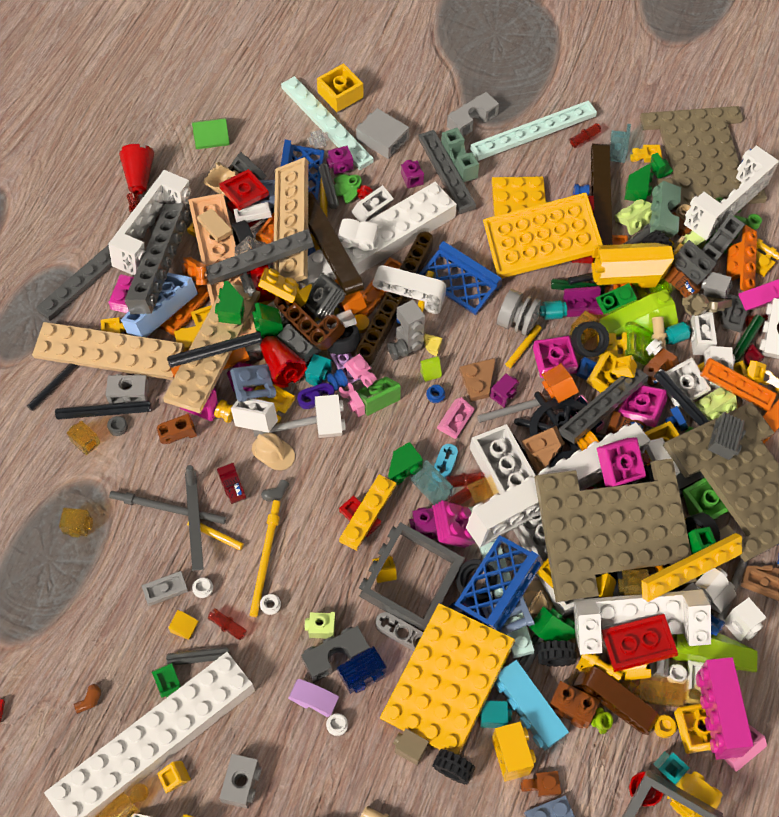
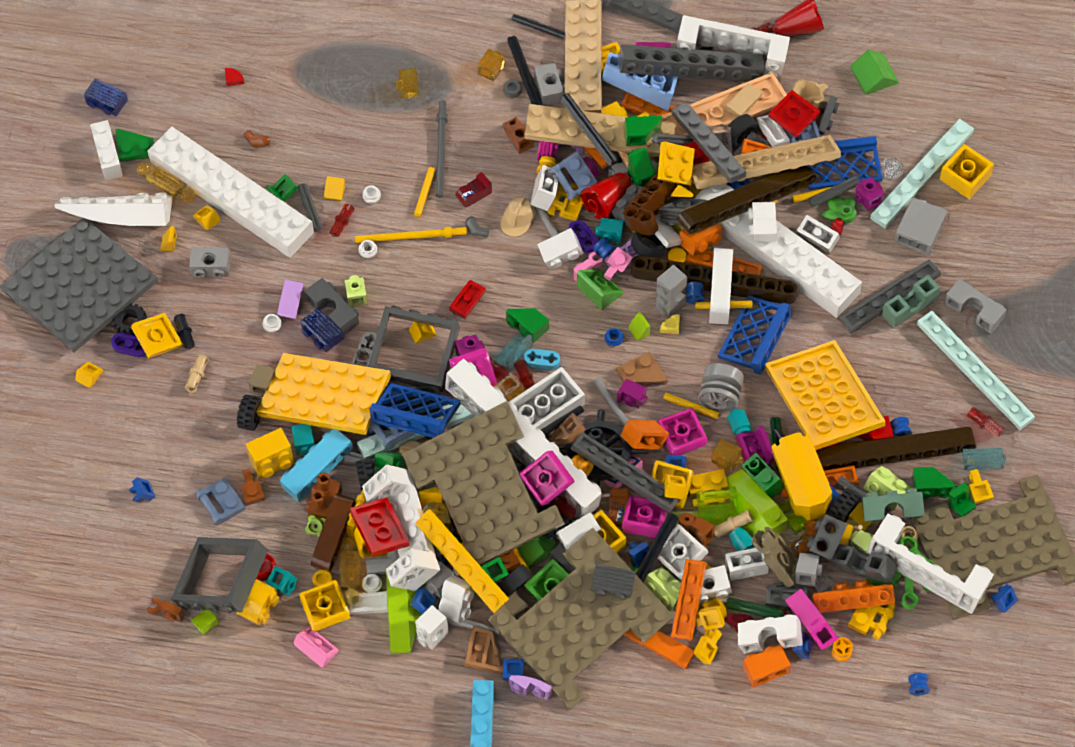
camera: 80 degrees right, 0 degrees up
(164, 588) = (363, 166): light grey plate -> none
(194, 269) = (686, 97): orange plate -> none
(194, 519) = (471, 159): dark grey piece -> none
(367, 512) = (469, 301): yellow plate -> none
(397, 349) = (649, 292): dark grey wheel -> none
(411, 170) = (875, 264): magenta brick -> none
(456, 418) = (592, 361): bright pink slope -> none
(516, 193) = (880, 370): yellow plate -> none
(603, 339) = (691, 450): black tyre -> none
(654, 347) = (713, 517): white plate -> none
(724, 708) = (335, 605): dark pink brick -> none

